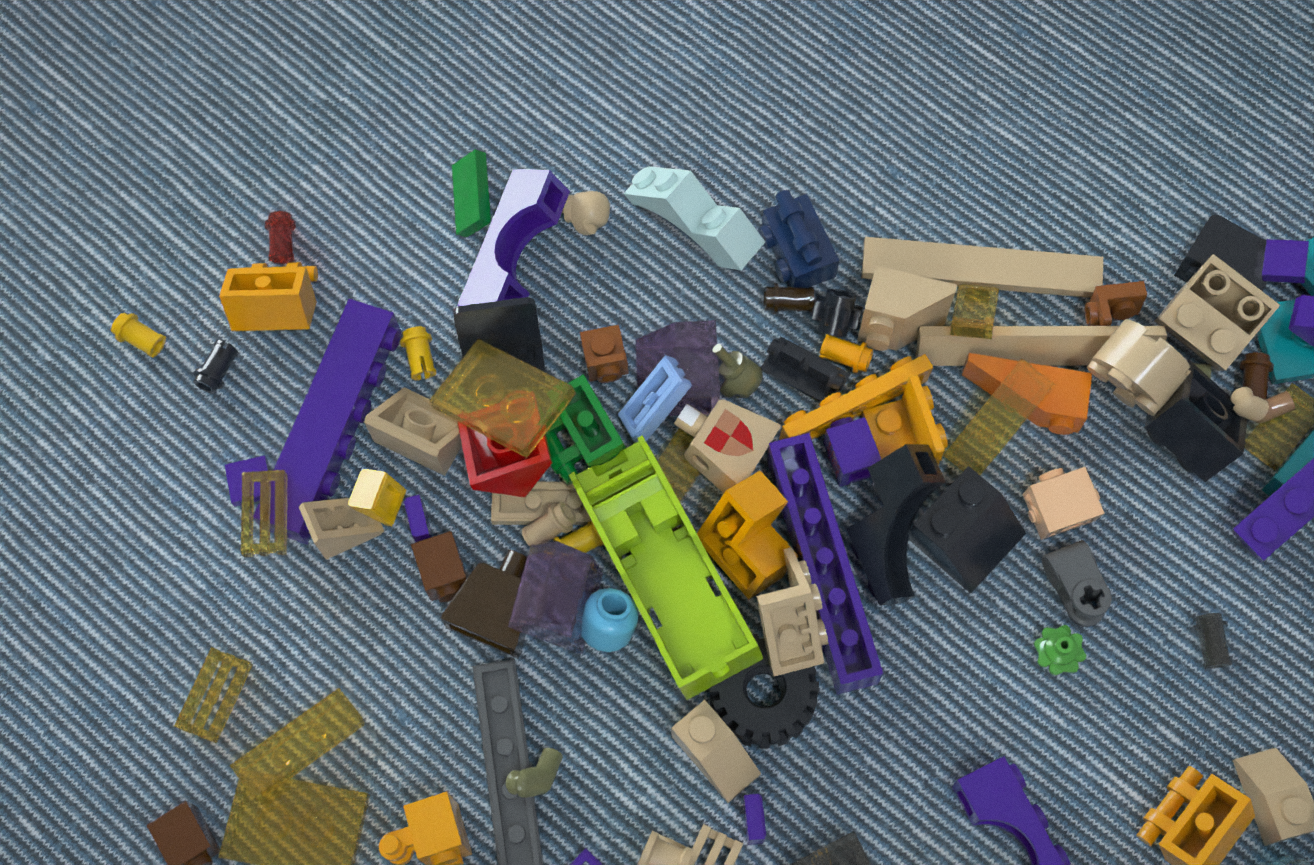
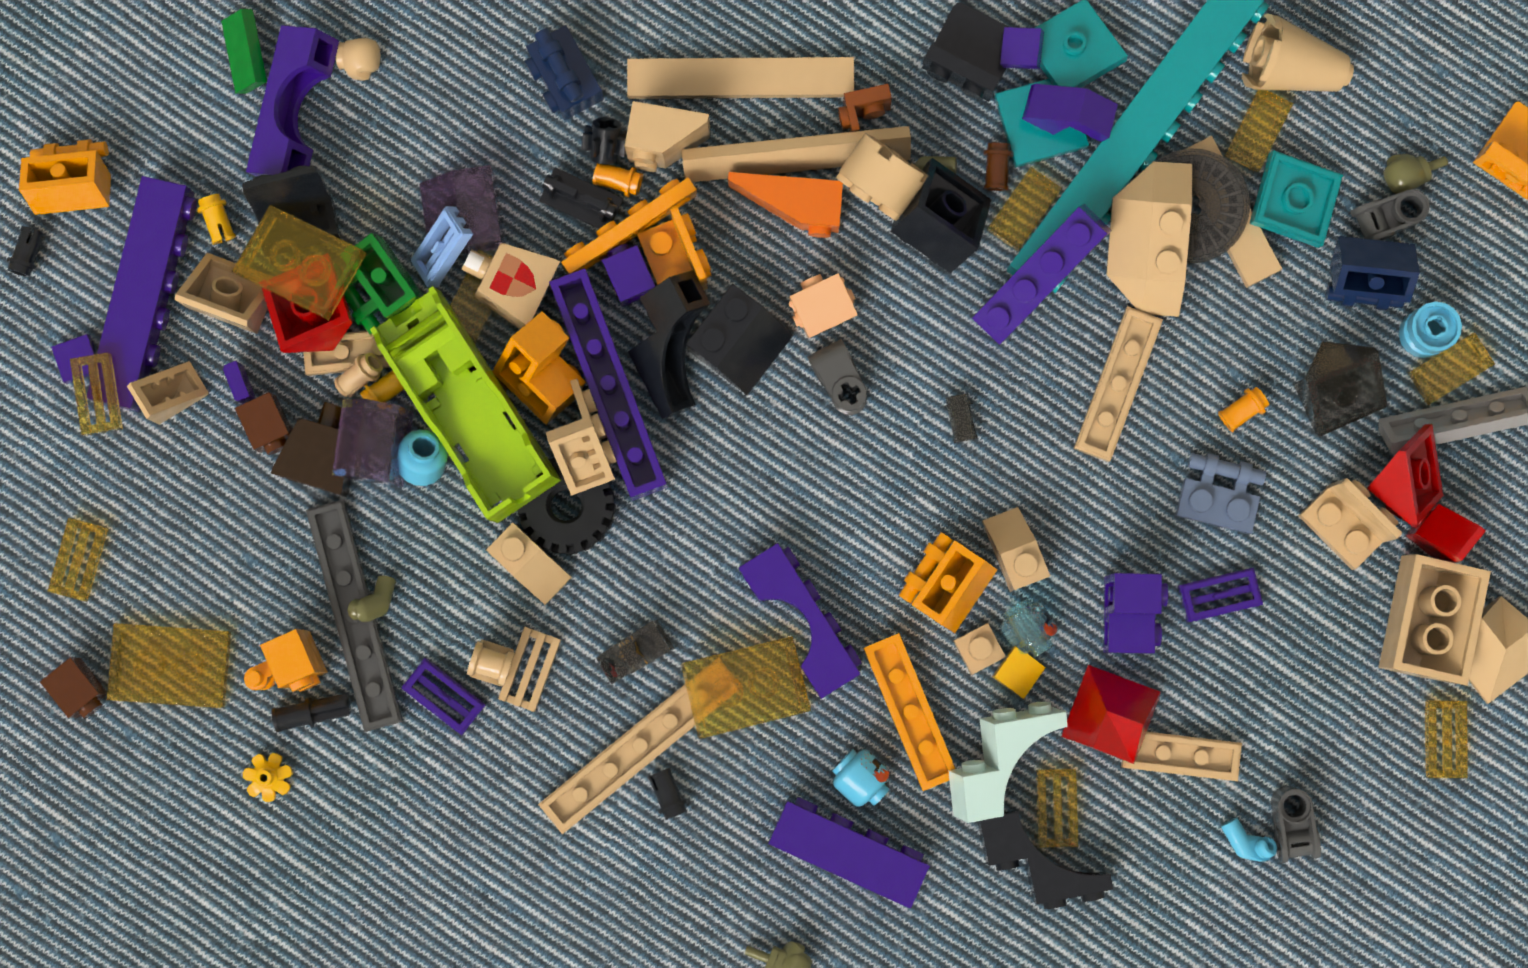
camera: 10 degrees left, 15 degrees up
(280, 236) = (66, 113): clear red pin -> none
(297, 745) = (160, 596): clear yellow tile -> none
(377, 496) = (197, 363): yellow slope -> none
(604, 354) = (391, 201): dark orange bracket -> none
(682, 200) = (463, 54): light aqua arch -> none
(740, 373) = (520, 211): olive piece -> none
(754, 819) = (567, 618): dark purple tile -> none
(788, 298) = (559, 129): dark brown pin -> none
(975, 311) = (733, 128): clear yellow tile -> none
(1000, 418) = (760, 233): clear yellow tile -> none
(1060, 650) = (826, 441): bright green plant -> none
(1217, 313) = (954, 112): tan slope -> none
(1258, 409) = (999, 198): tan arm -> none

